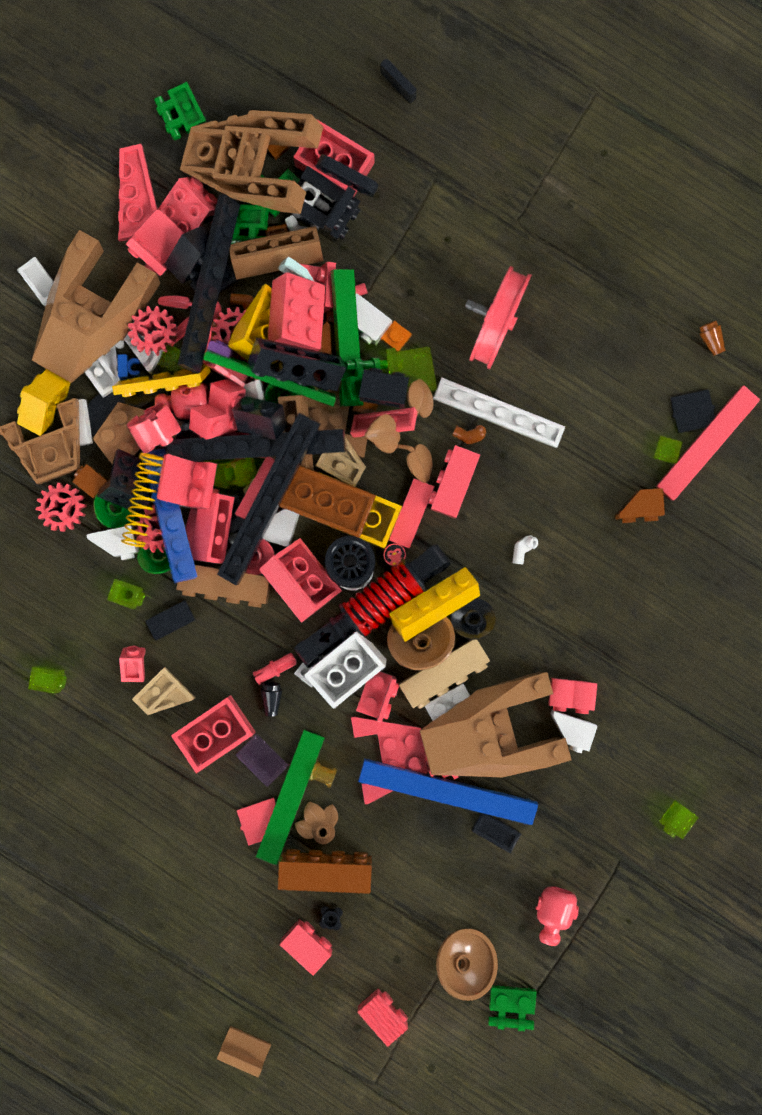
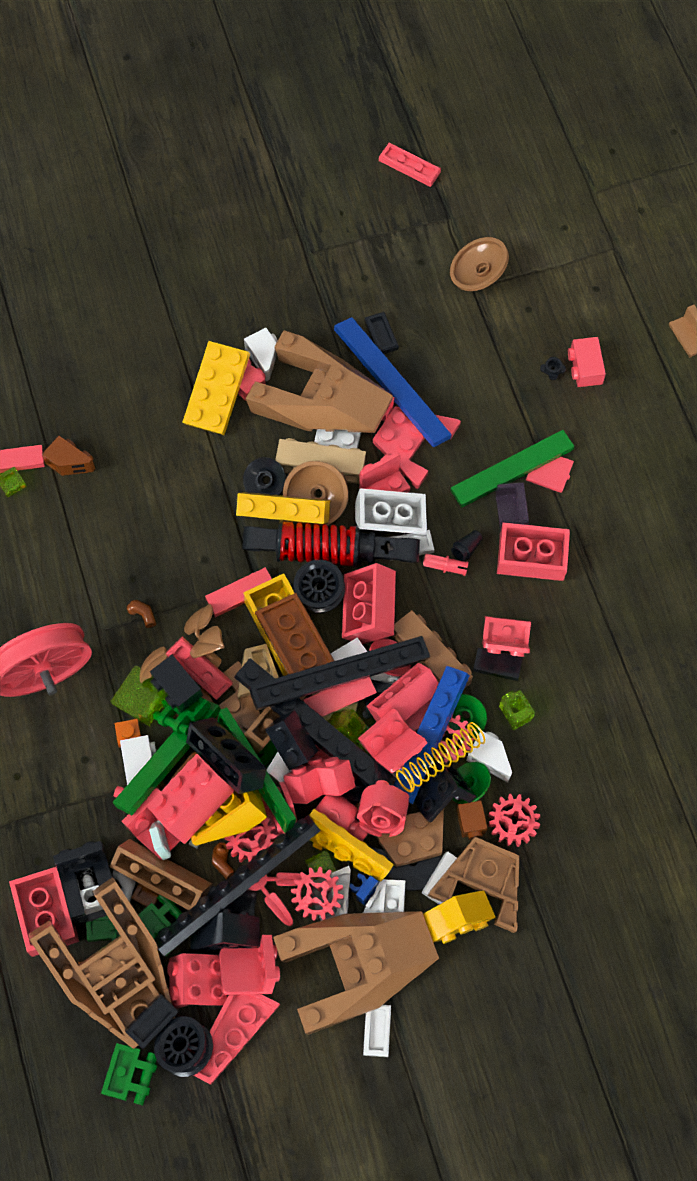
camera: 145 degrees left, 20 degrees down
(47, 679) = (634, 696): clear neon green brick -> none
(132, 664) = (554, 654): coral bracket -> none
(146, 146) = (191, 1058): none -> black wheel
(162, 693) = (549, 615): tan wing -> none
(177, 643) = (506, 635): none -> coral bracket
(192, 151) = (151, 1021): none -> black tile
(220, 348) = (273, 825): medium lavender tile -> none
(317, 819) = (507, 438): medium nougat plate -> none
(323, 774) = (473, 462): clear yellow bush -> none
(325, 871) = (529, 394): dark orange brick -> none
(346, 175) = (47, 877): black beam -> none
(383, 1016) = (570, 279): coral brick -> none
(394, 553) = (281, 568): tile -> none
(454, 481) = (187, 585): coral brick -> none
(499, 412) = (105, 611): white tile -> none
(515, 1001) = (467, 224): green plate -> none
(523, 546) = (181, 502): white arm -> none
(556, 913) = (386, 250): coral piece -> none
(580, 663) = (216, 388): none -> yellow plate
(612, 1020) = (410, 164): none -> coral tile
(678, 820) = (246, 243): clear neon green brick -> none

